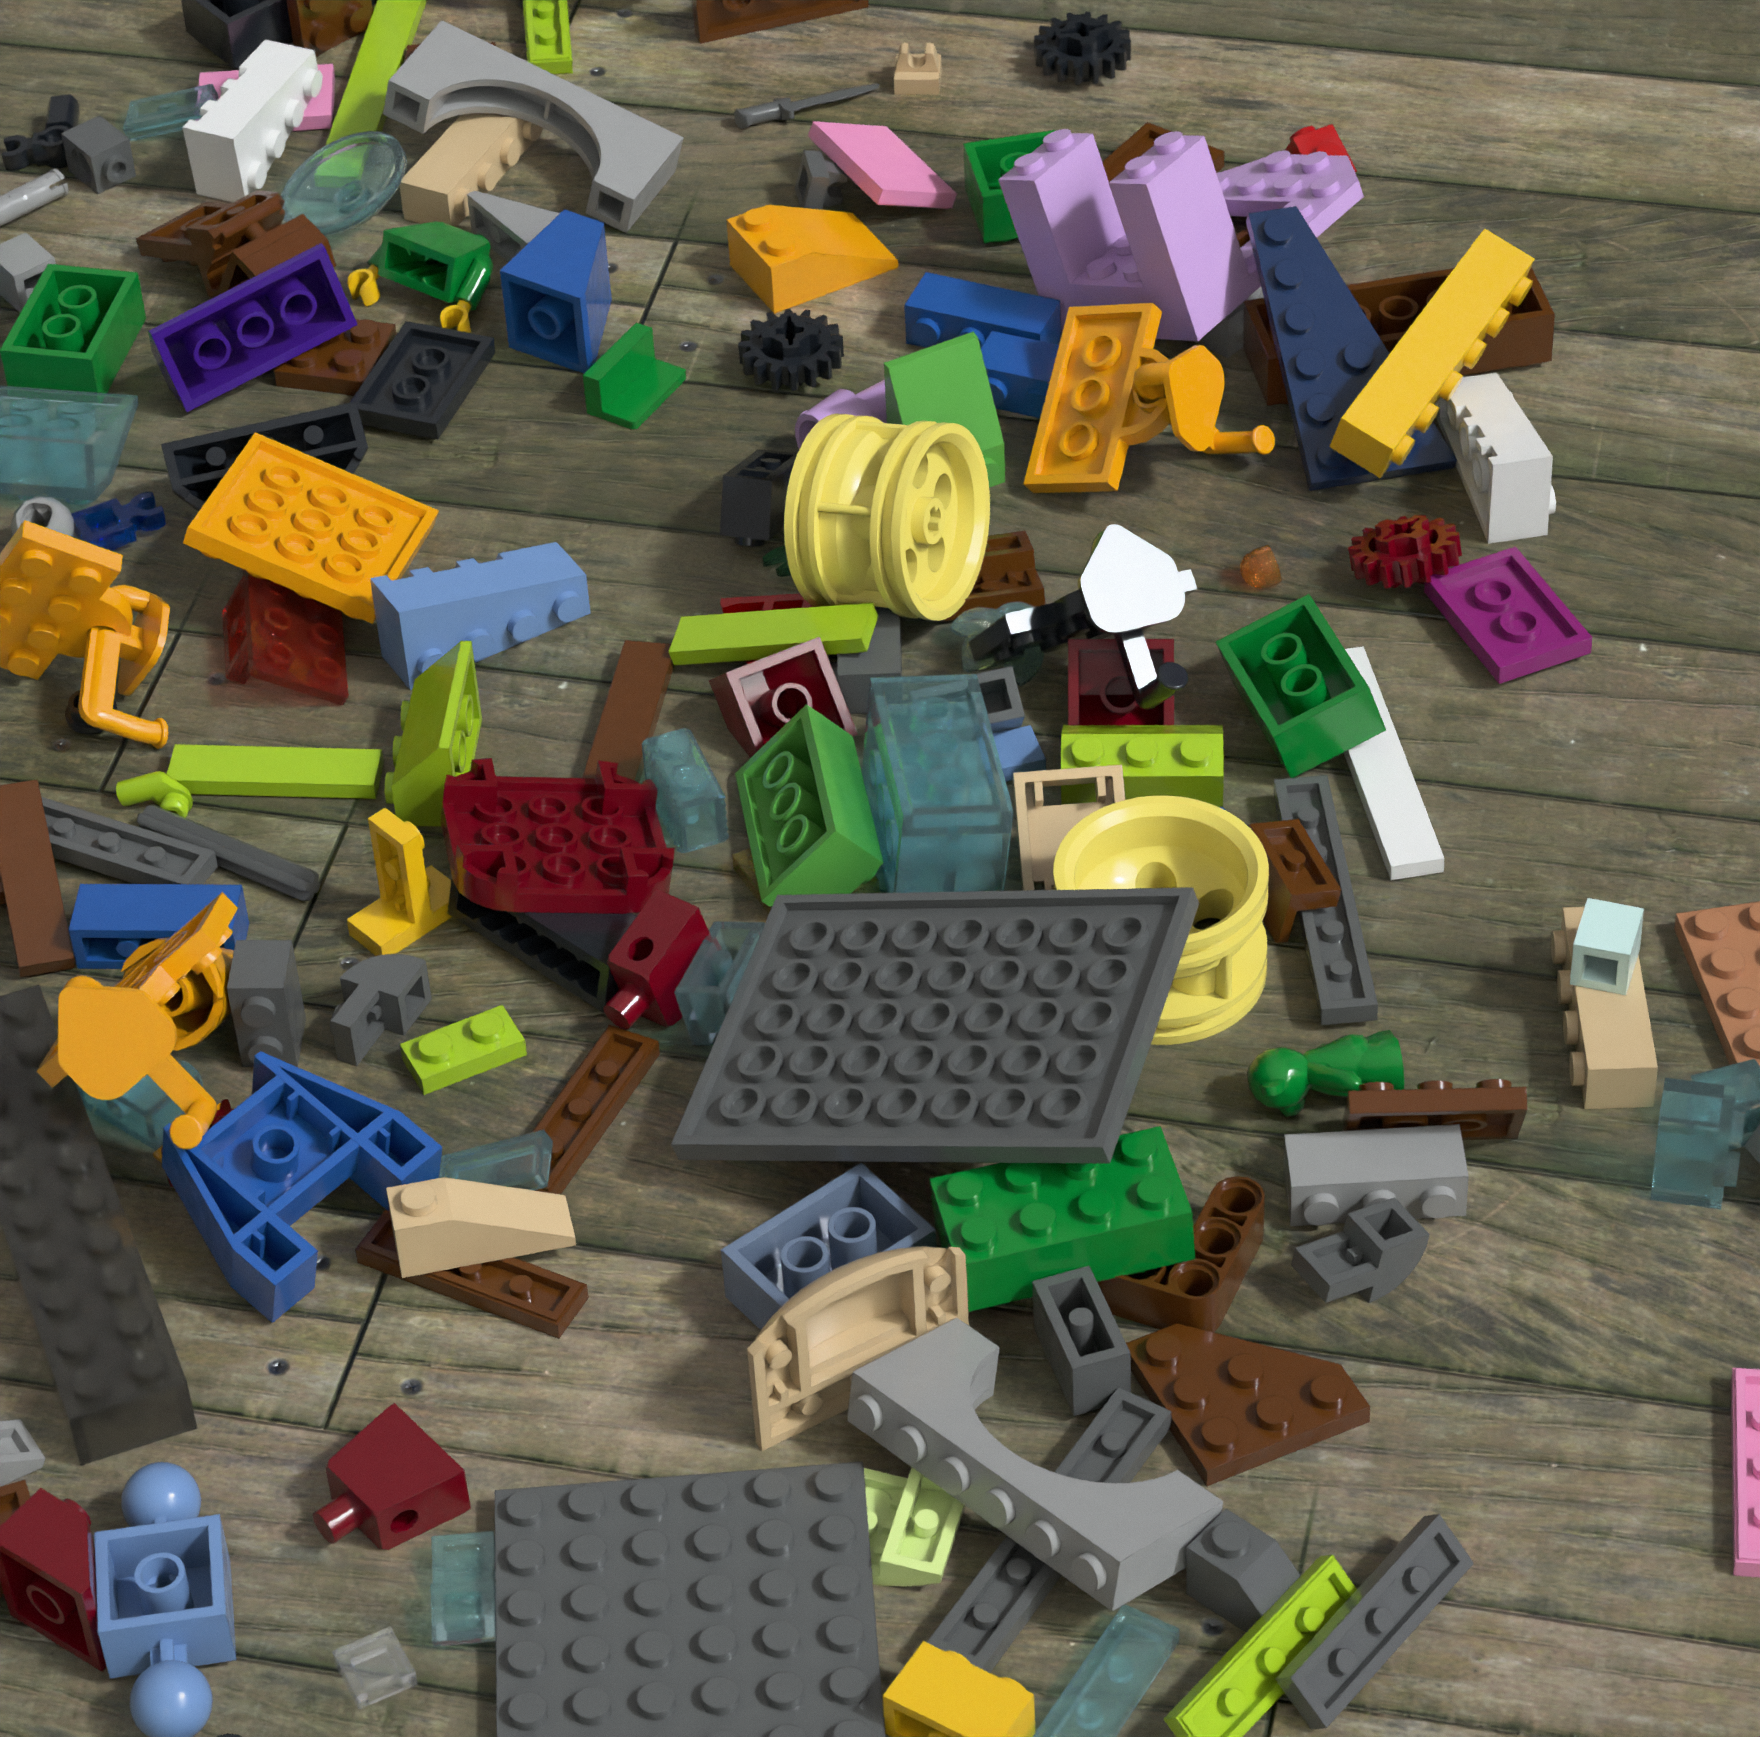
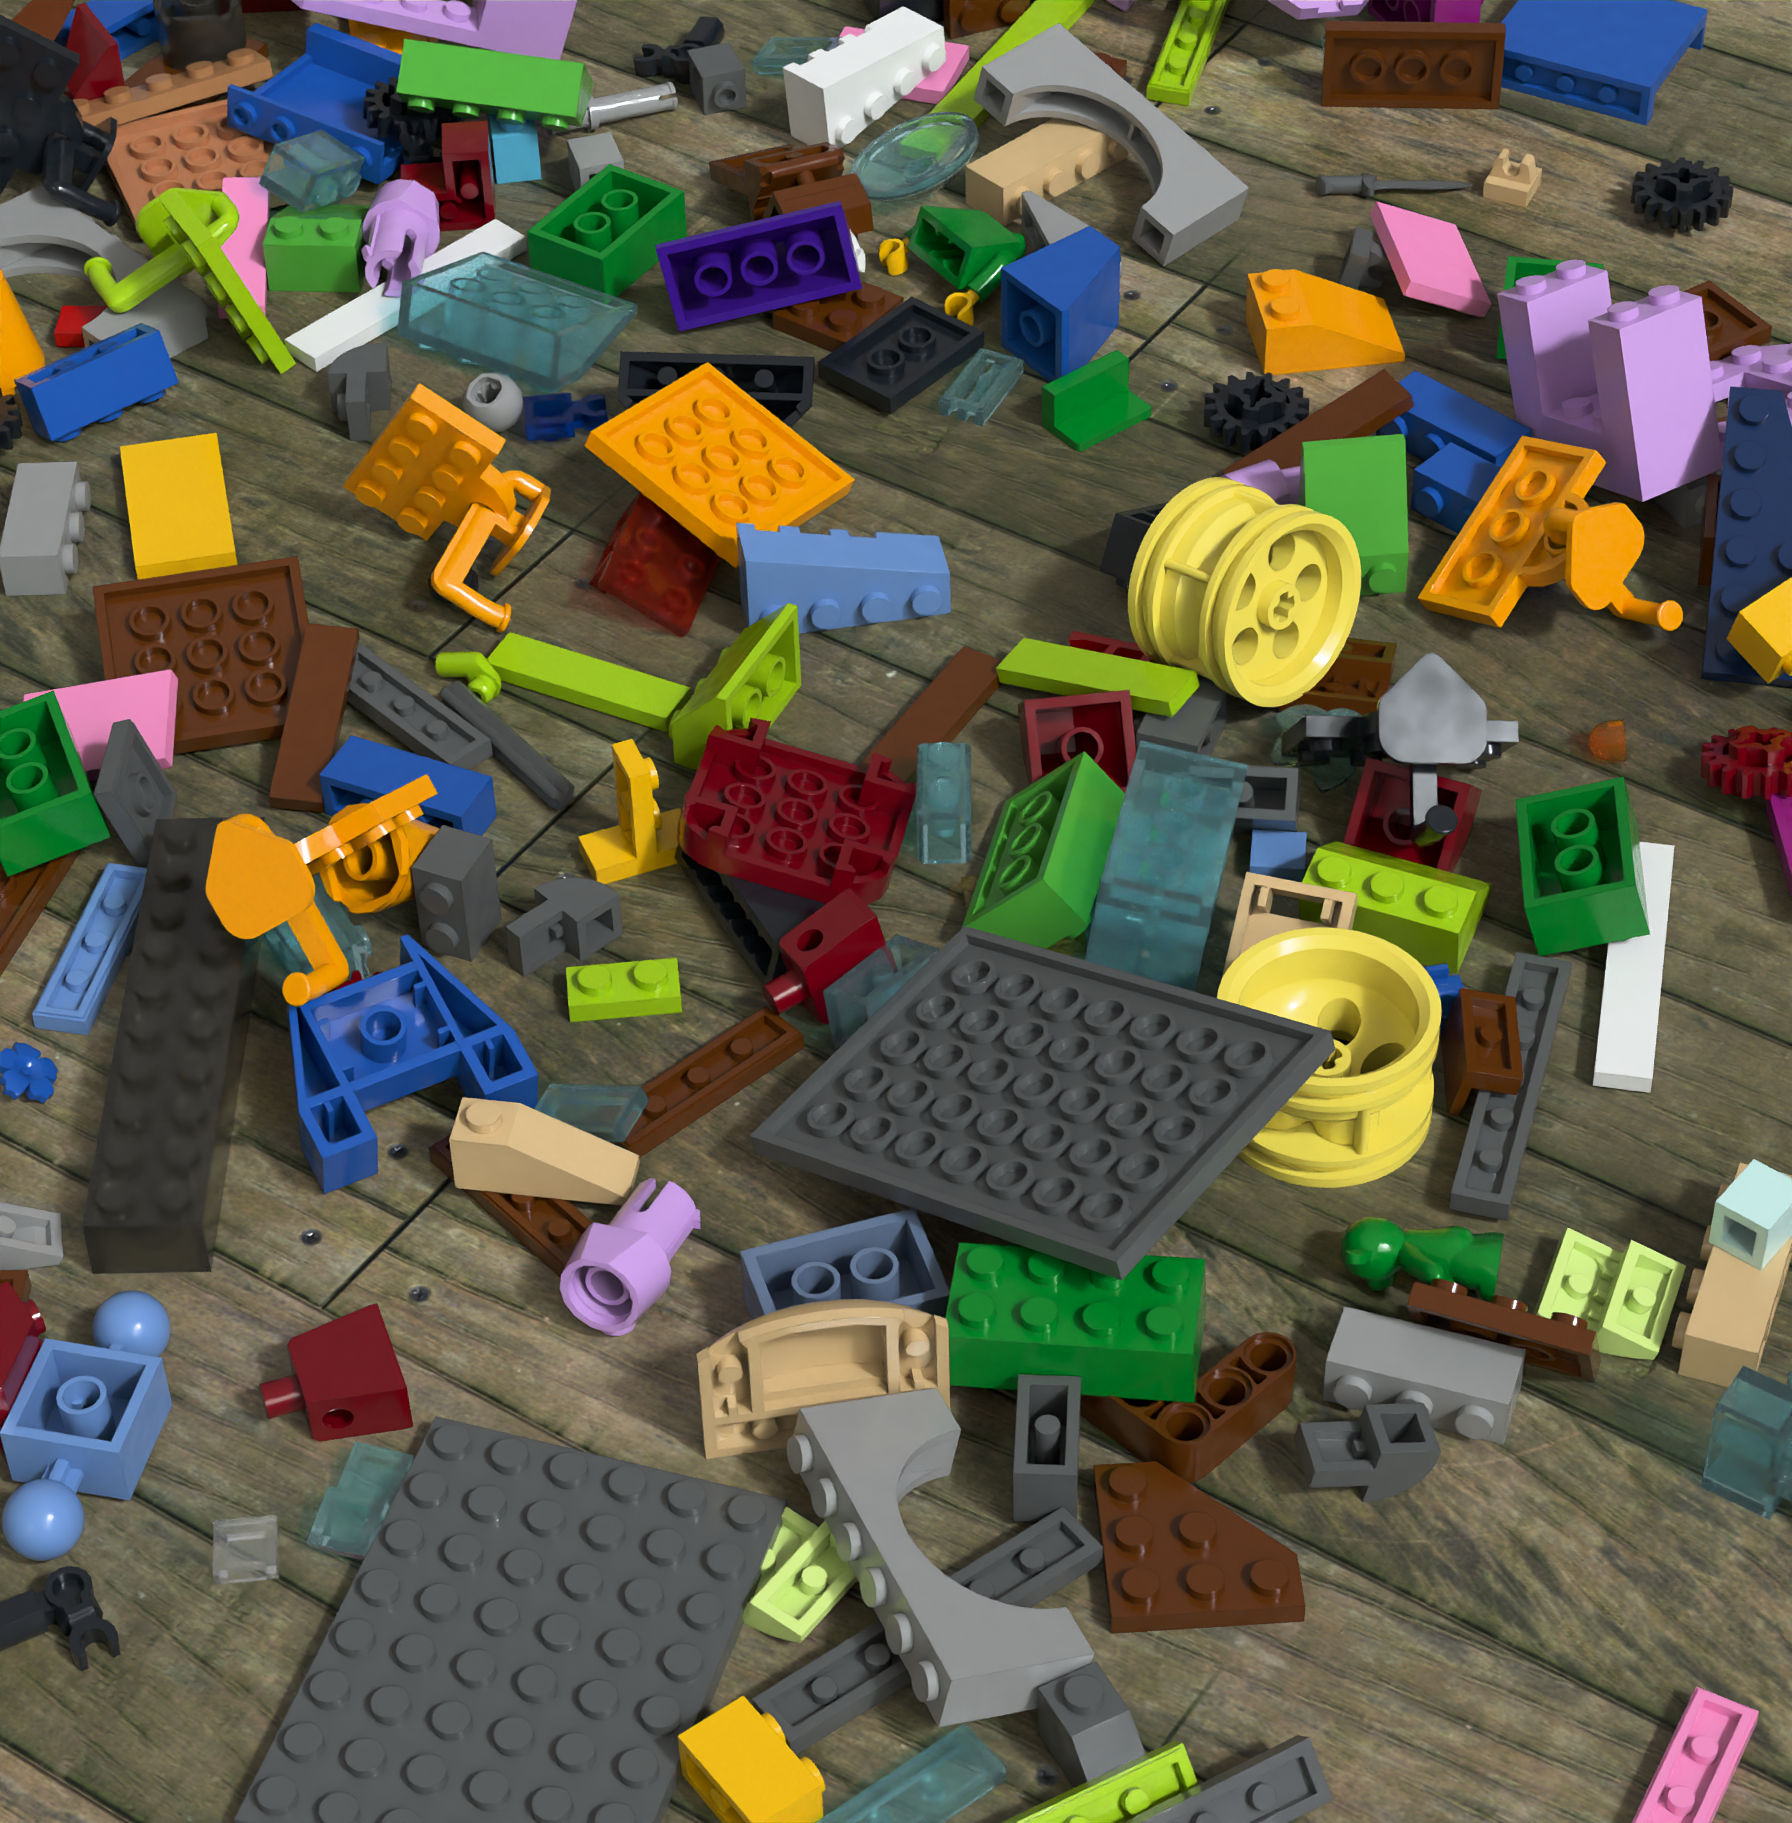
camera: 20 degrees right, 0 degrees up
(510, 412) = (989, 390): none -> clear light blue tile
(609, 1292) = (625, 1264): none -> lavender piece
(877, 341) = (1349, 416): none -> reddish brown tile
(1509, 1046) = (1617, 1293): none -> yellowish green slope

